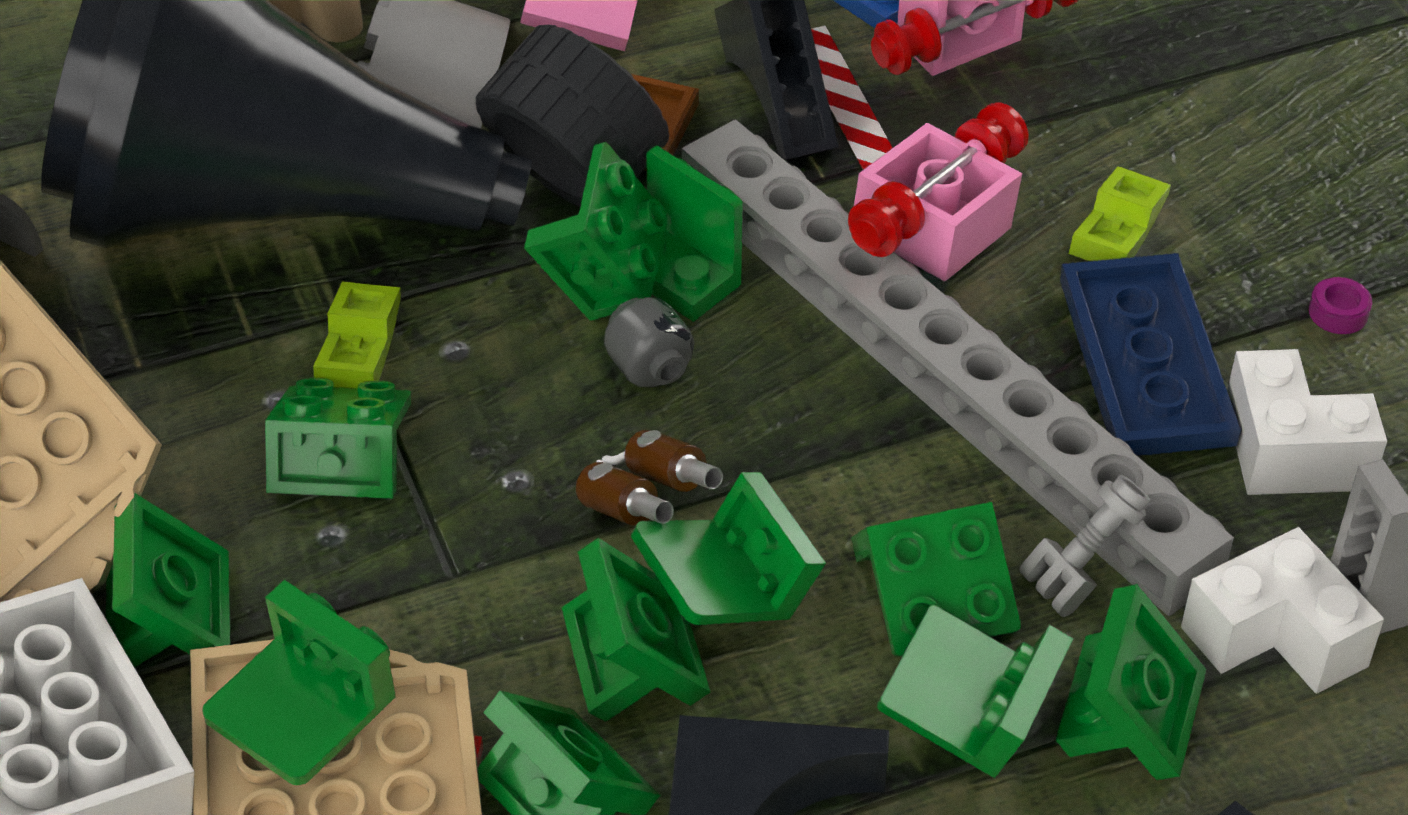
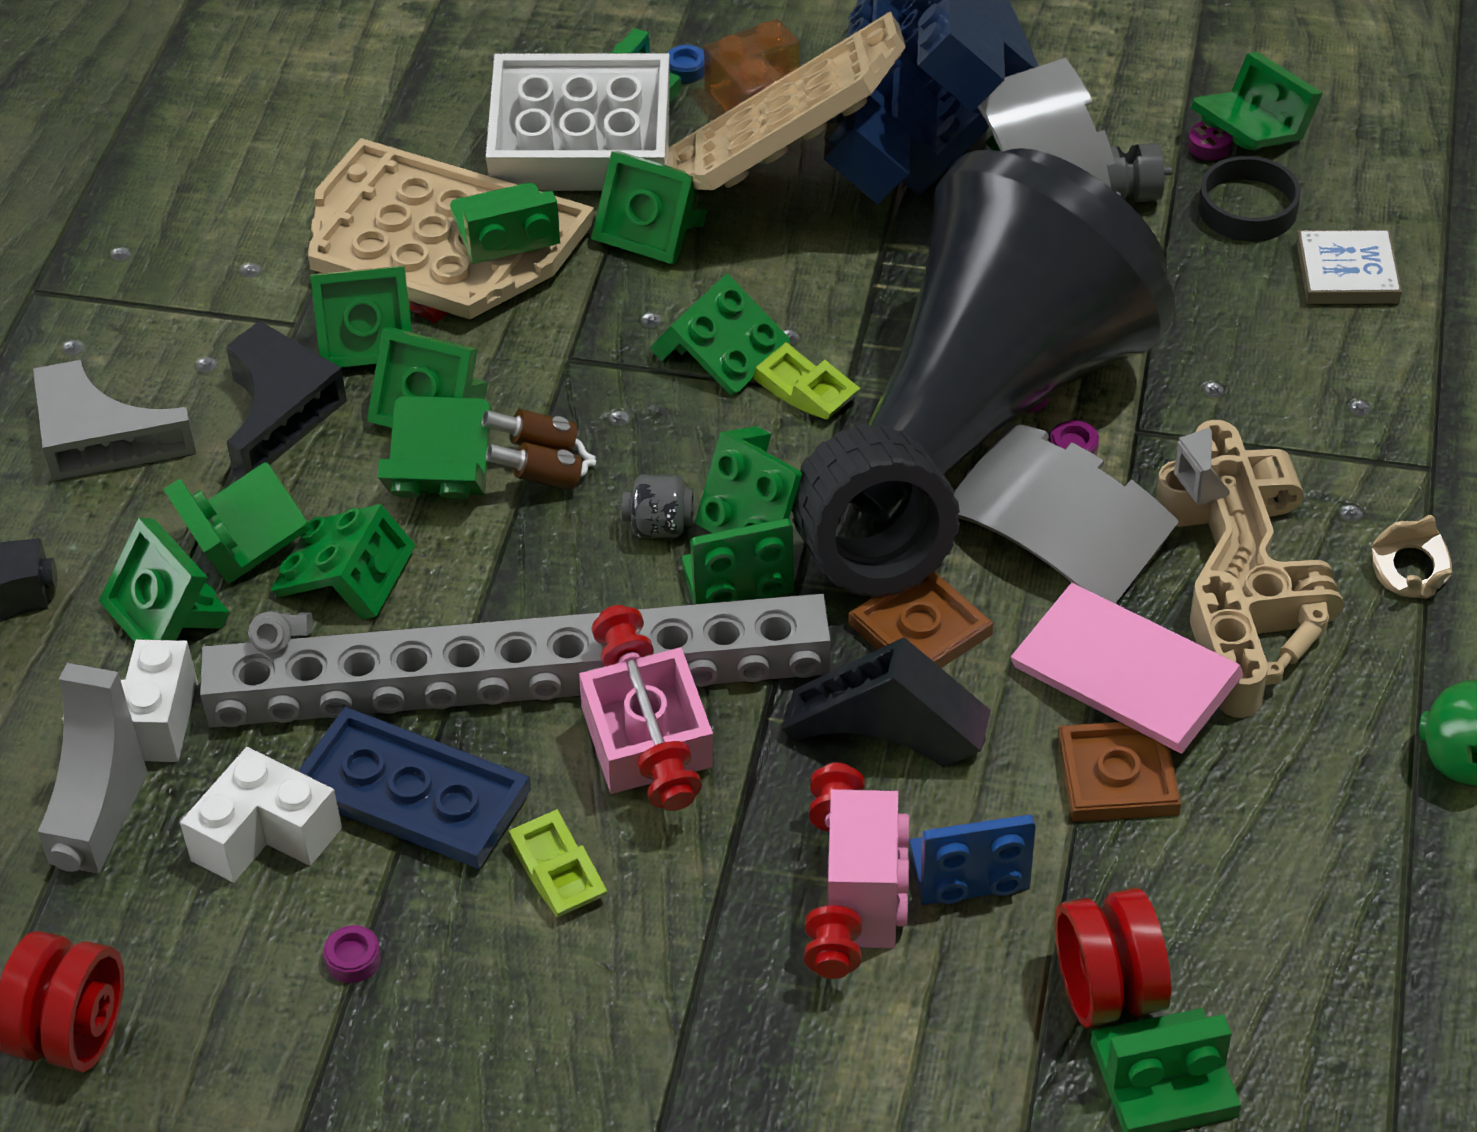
camera: 125 degrees right, 0 degrees up
(848, 102) = (799, 768): sticker -> none

